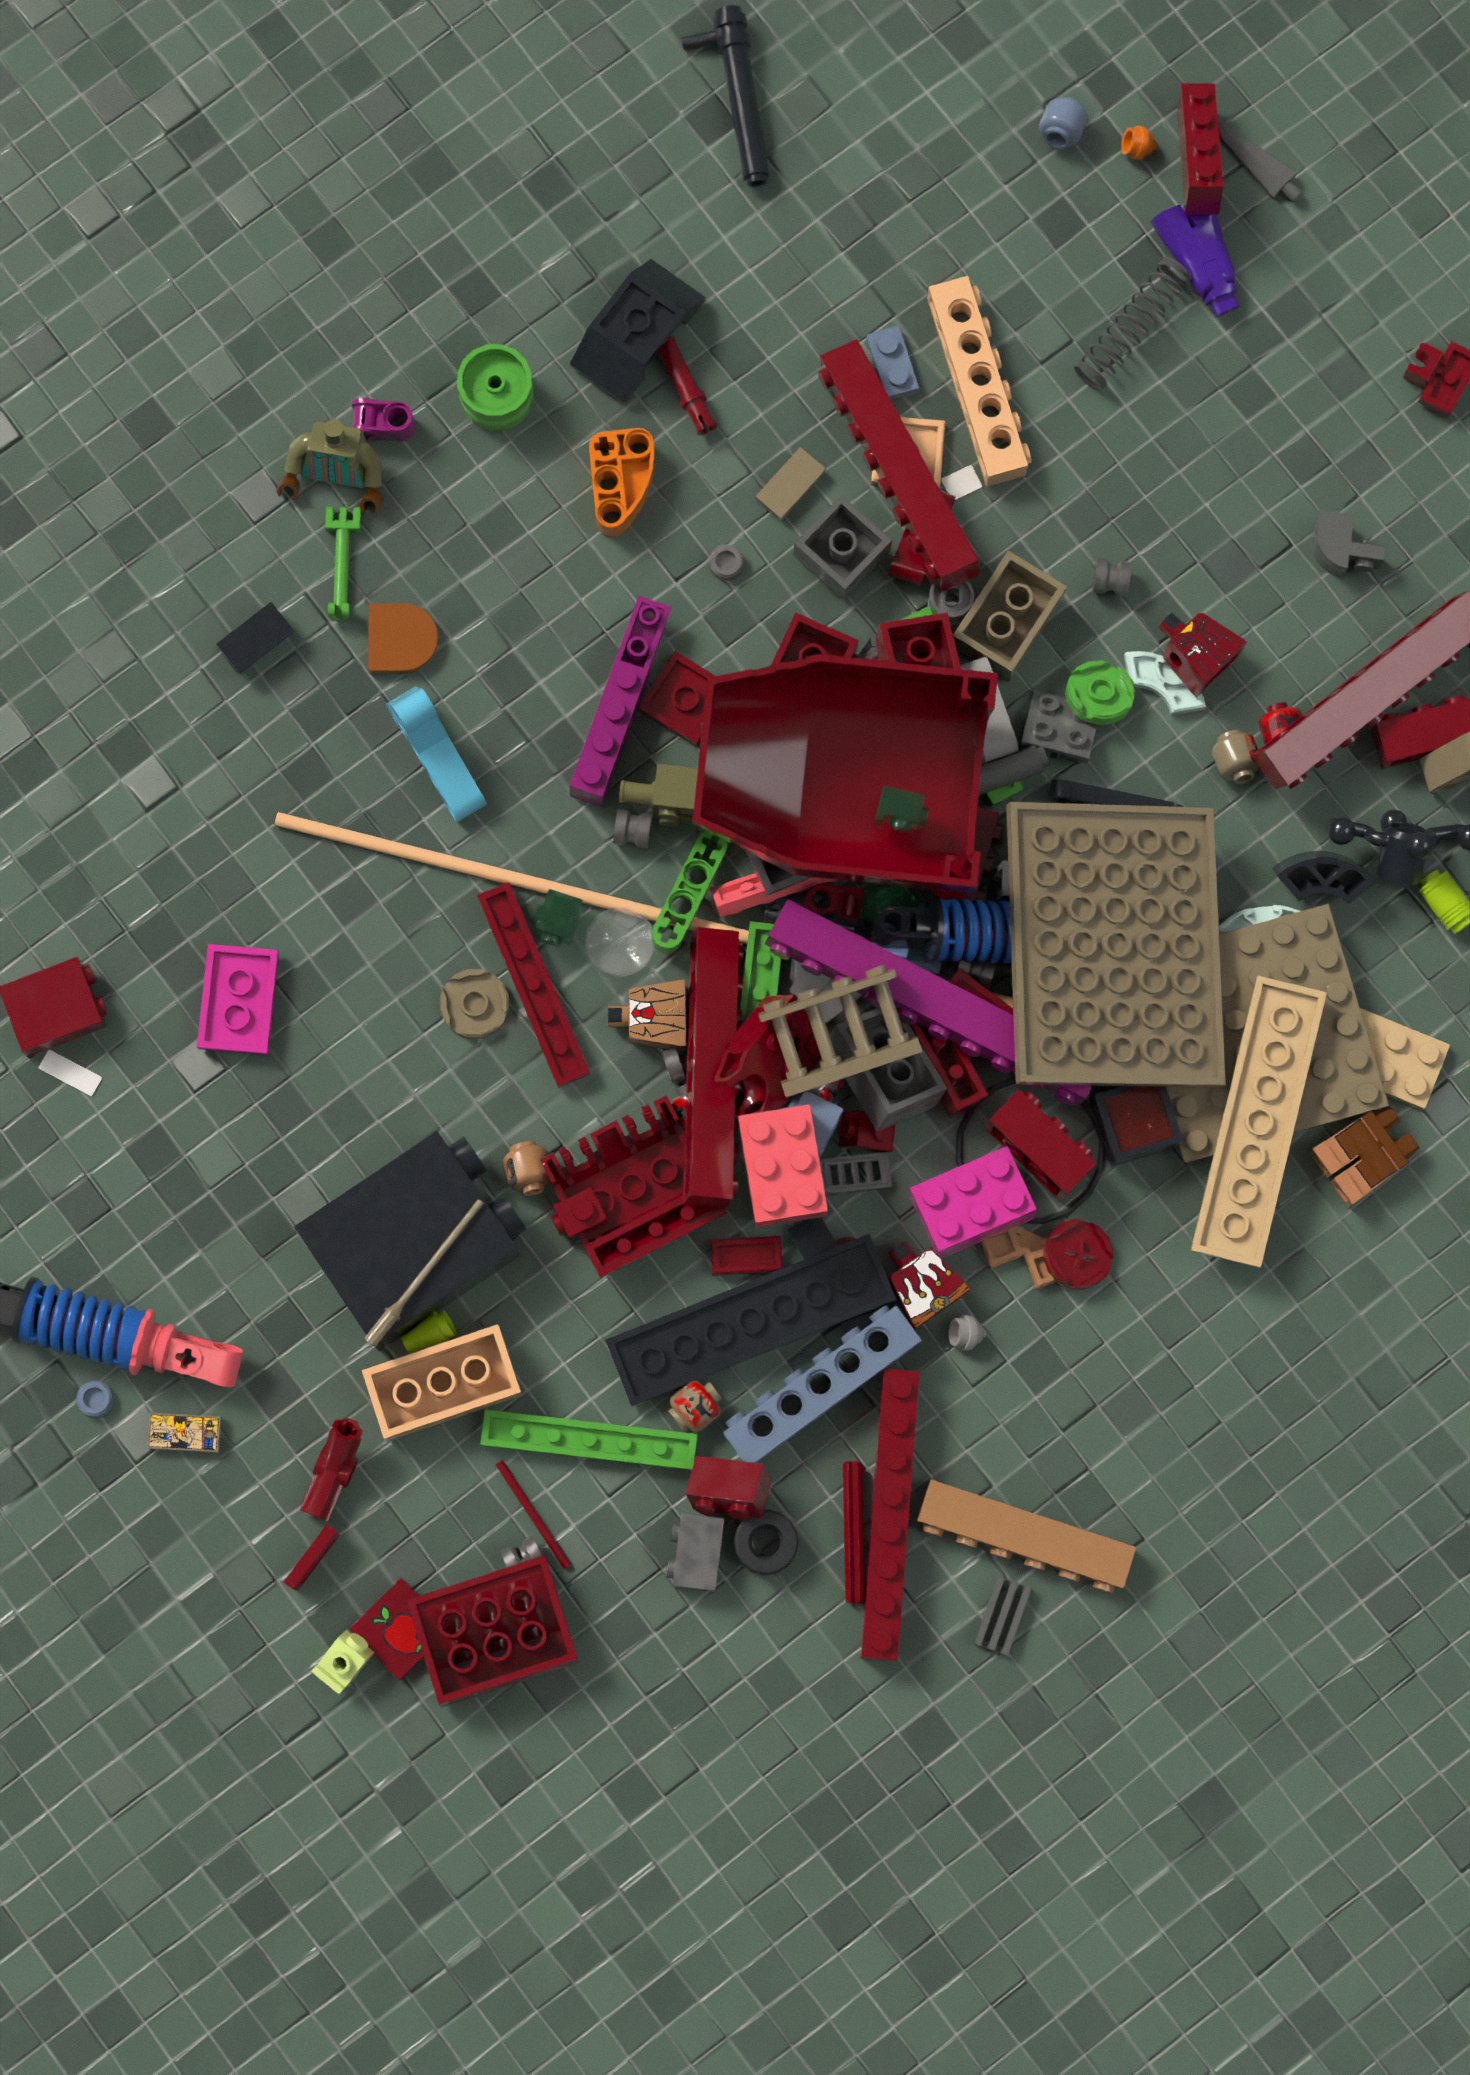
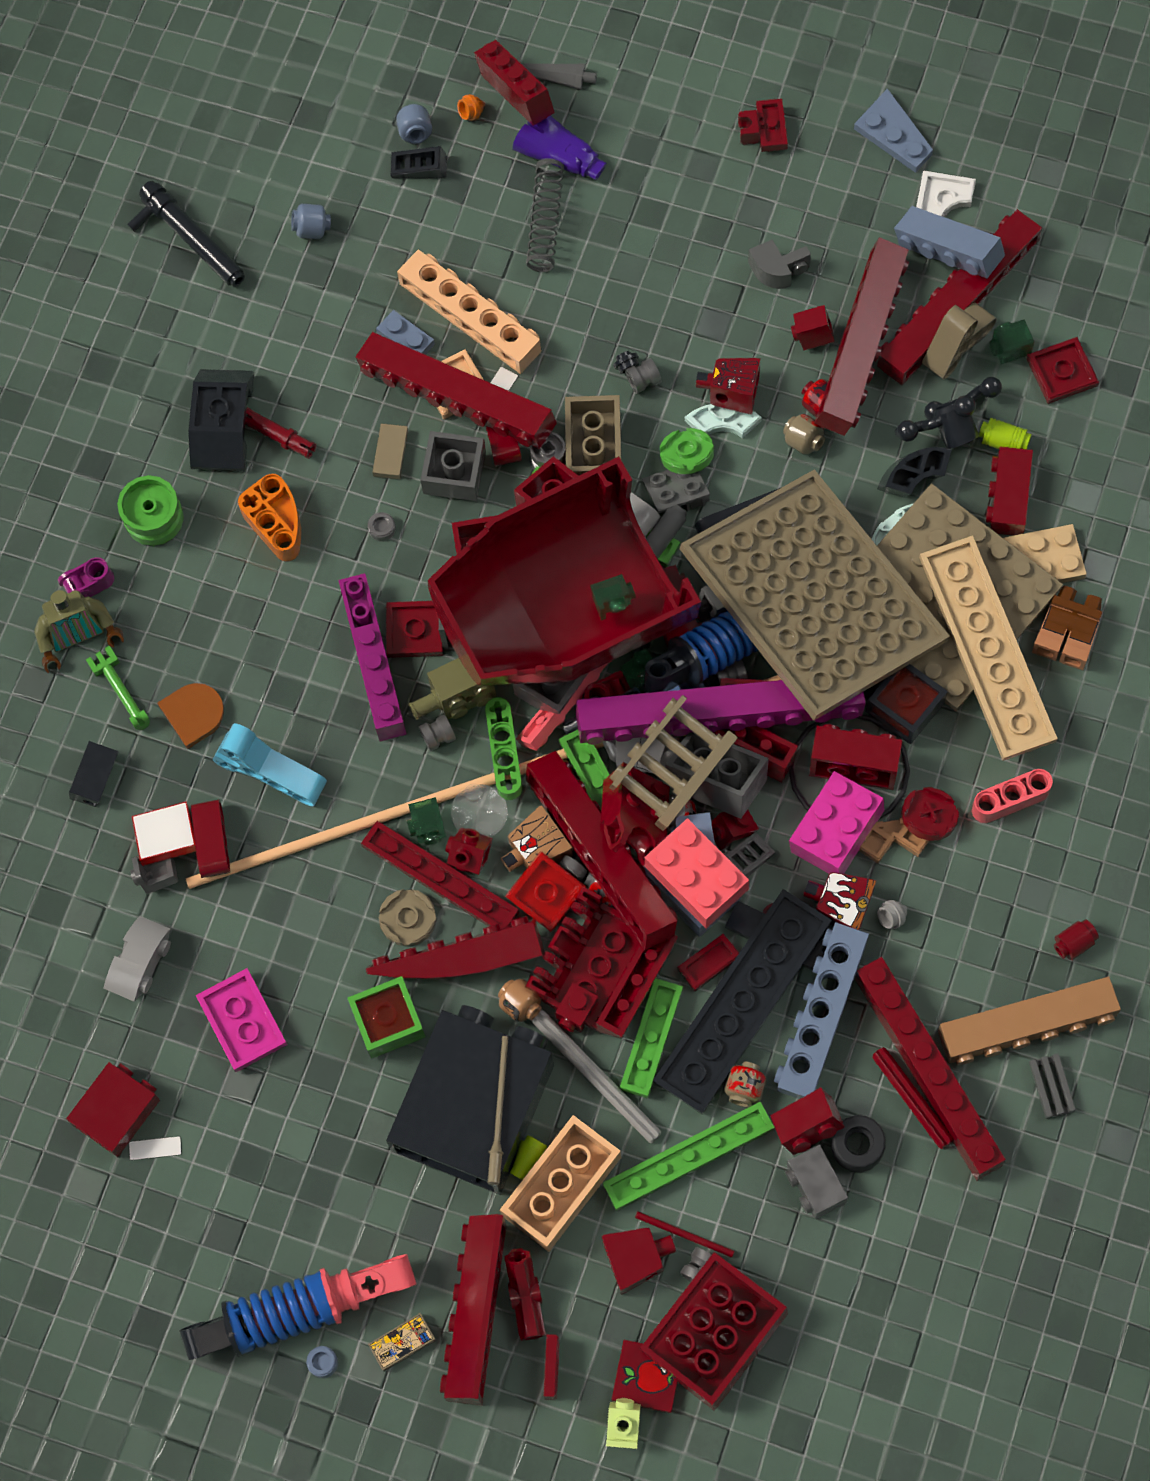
camera: 25 degrees left, 10 degrees down
(183, 861) = (142, 950): none -> light grey brick
(248, 787) = (154, 875): none -> flat silver bracket
(274, 1452) = (475, 1309): none -> dark red slope
(286, 750) = (164, 833): none -> white tile
(328, 788) = (210, 838): none -> dark red beam
(382, 1096) = (386, 1017): none -> piece
(468, 1505) = (636, 1256): none -> dark red torso
(505, 1084) = (467, 954): none -> dark red slope
(553, 1297) = (597, 1077): none -> light grey axle
(580, 977) = (468, 850): none -> dark red brick
(628, 1072) = (545, 891): none -> red tile
(634, 1295) = (651, 1038): none -> bright green plate
(877, 164) = (310, 221): none -> sand blue head
(1058, 170) = (429, 171): none -> black slope
(1105, 549) = (626, 360): none -> black plate
(1132, 1485) = (1075, 939): none -> dark red brick
(1192, 1288) = (1021, 786): none -> coral beam
(1328, 644) = (812, 328): none -> dark red brick
(1409, 964) = (1009, 491): none -> dark red brick

